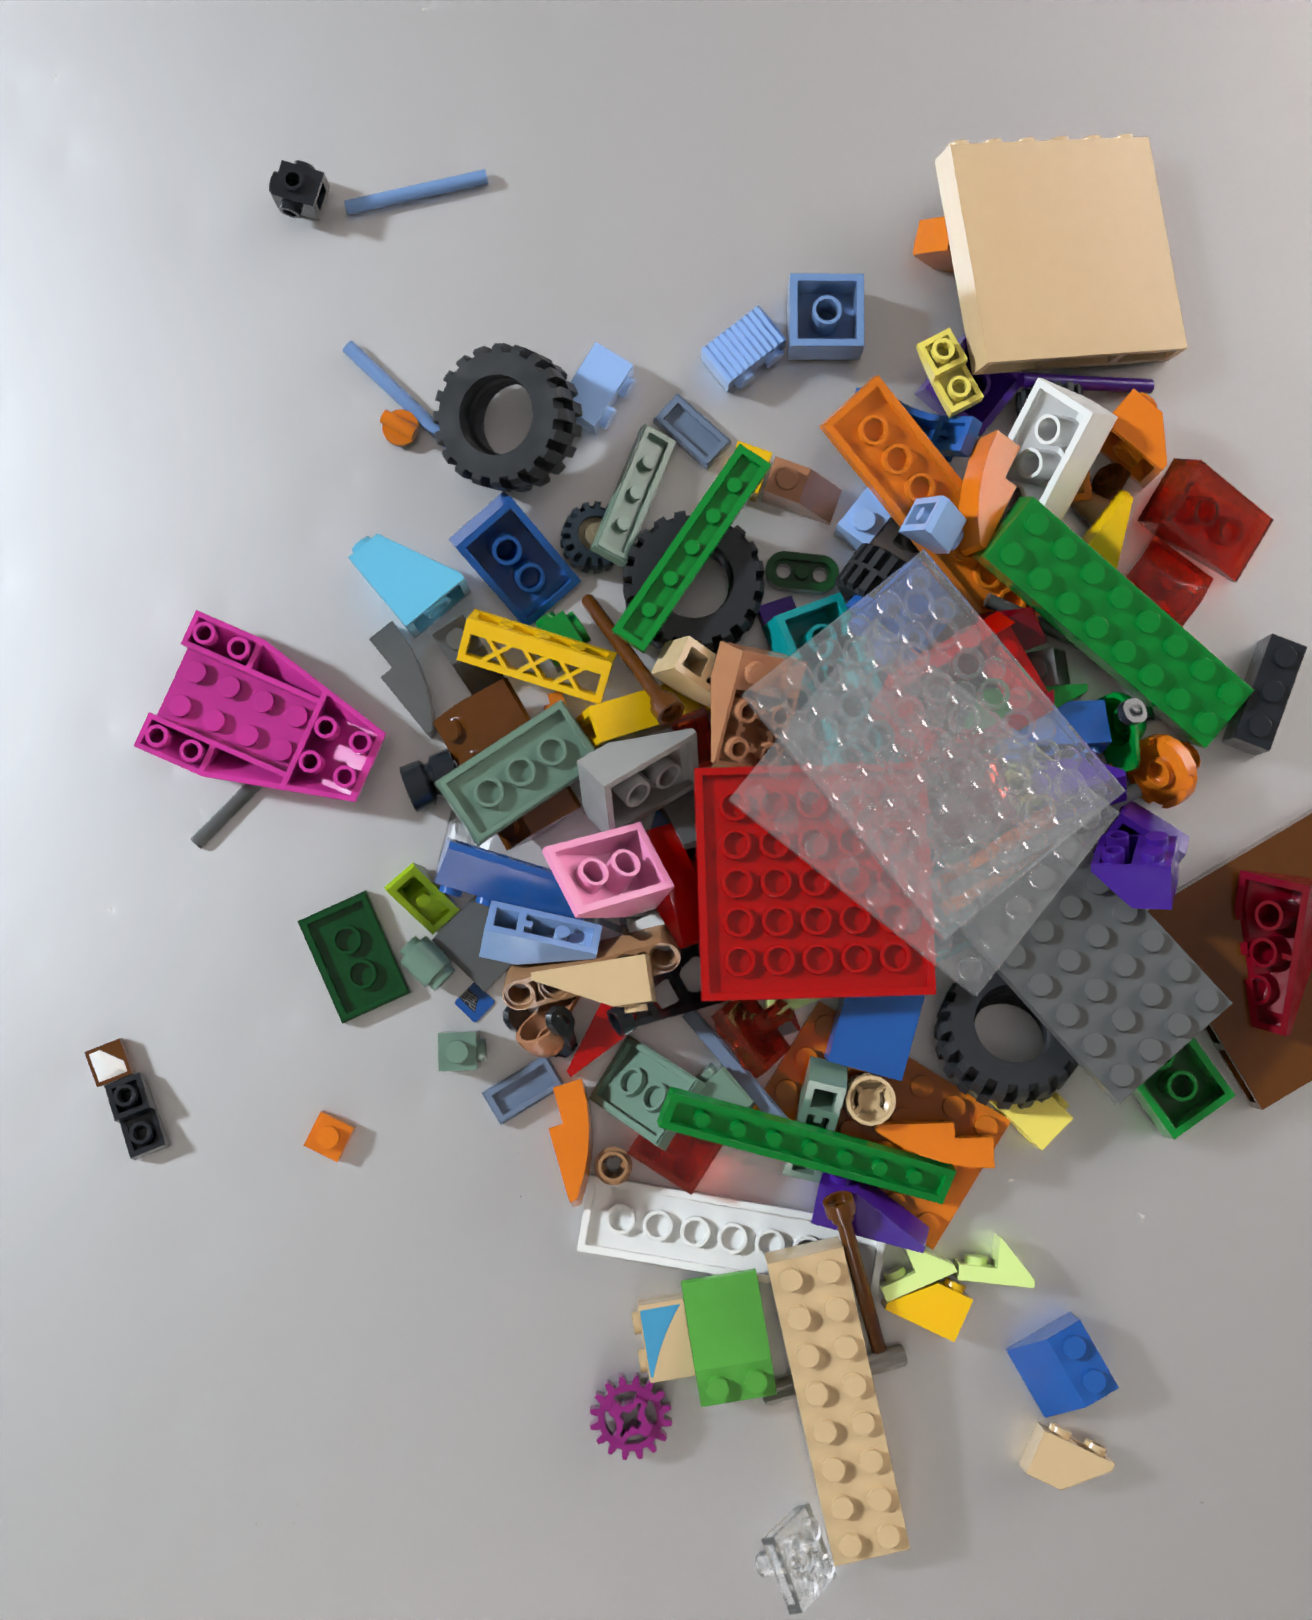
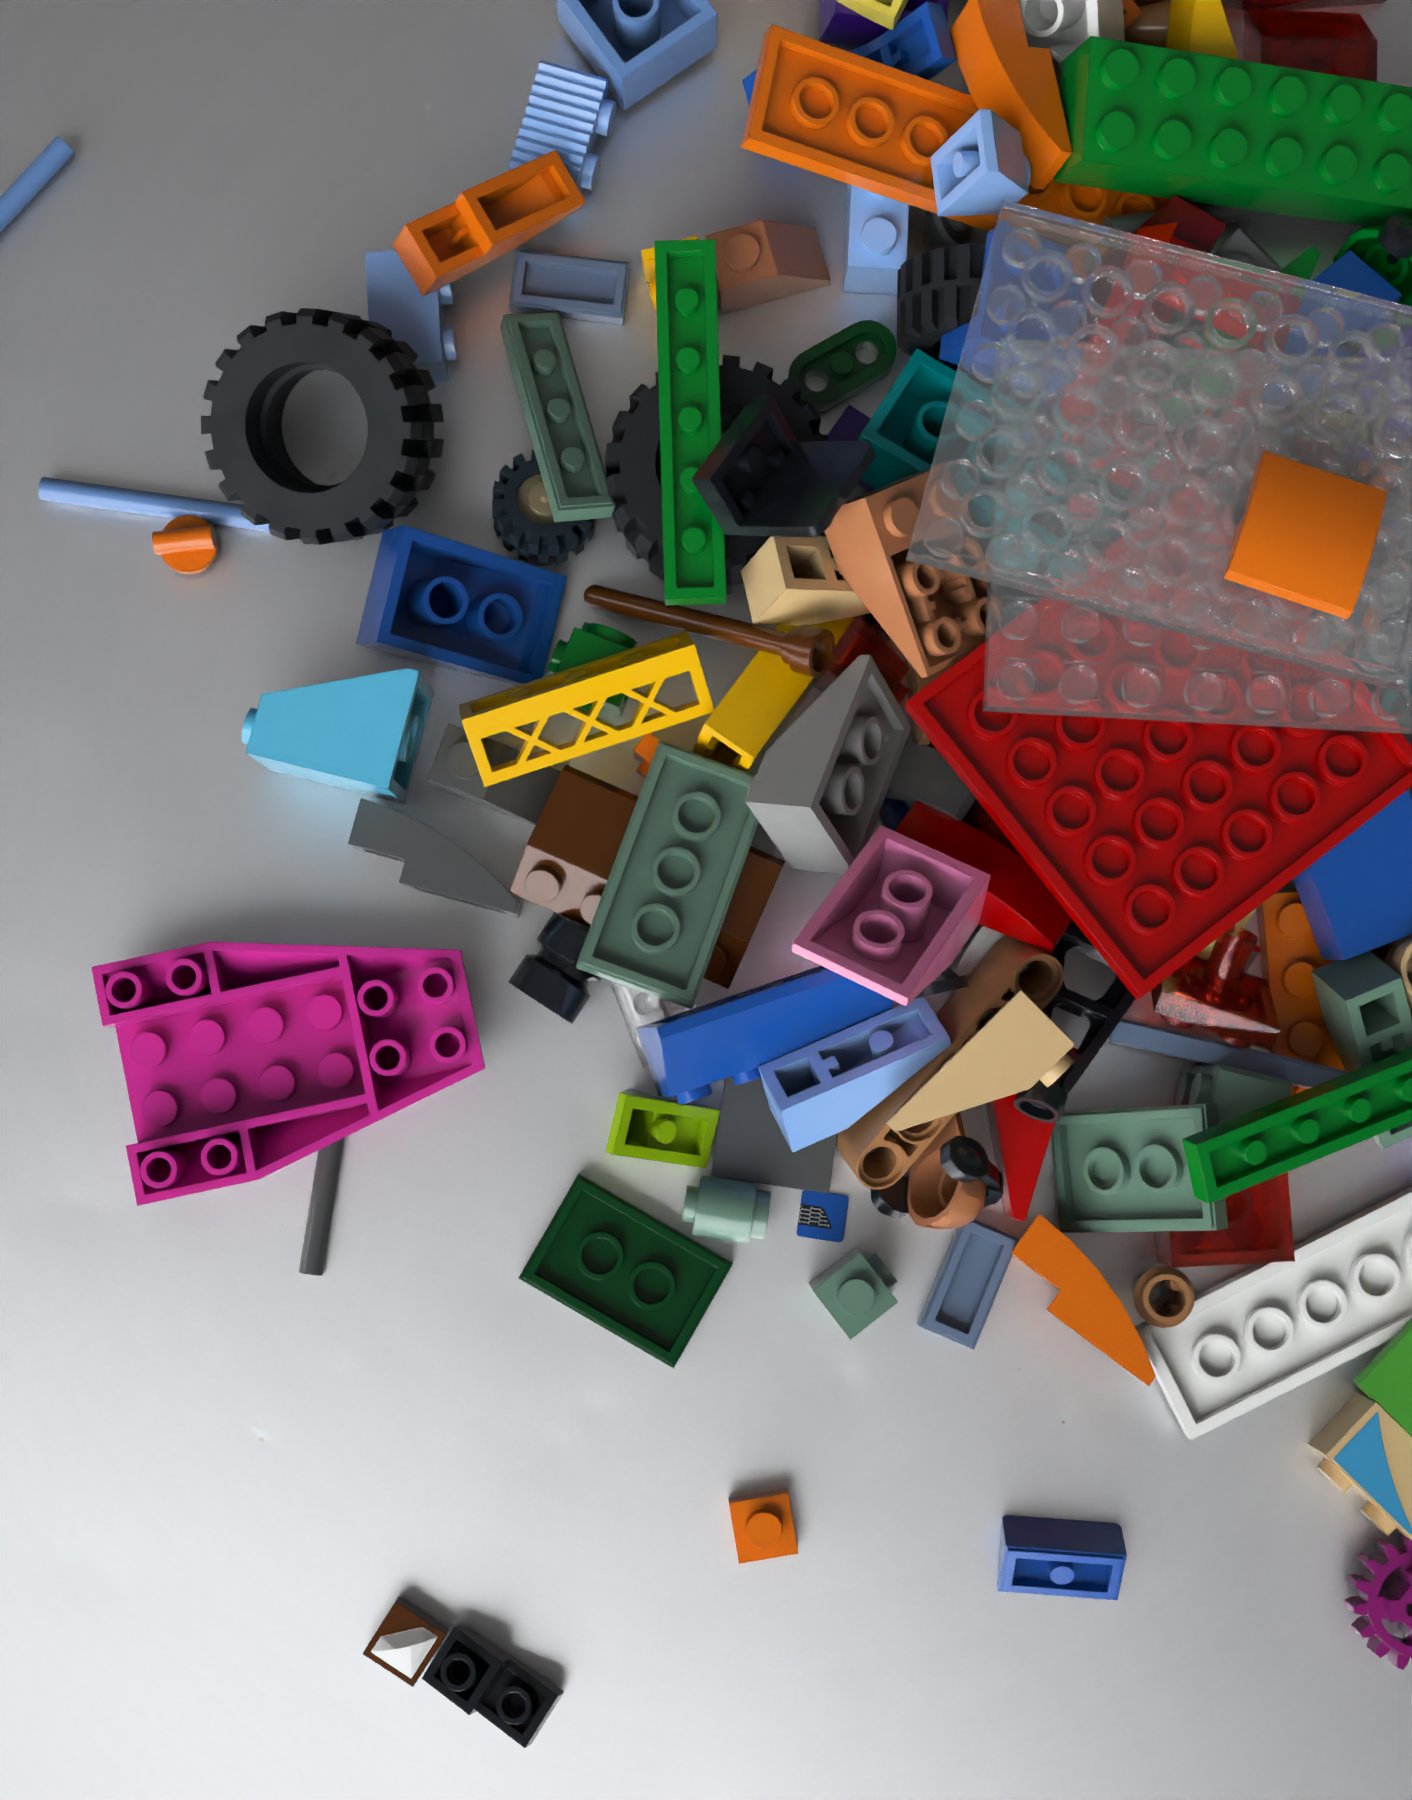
camera: 40 degrees left, 0 degrees up
(468, 1263) = (1061, 1557): none -> blue slope
(669, 371) = (487, 222): none -> orange slope
(709, 607) = (773, 484): none -> black bracket
(946, 827) = (1306, 535): none -> orange slope

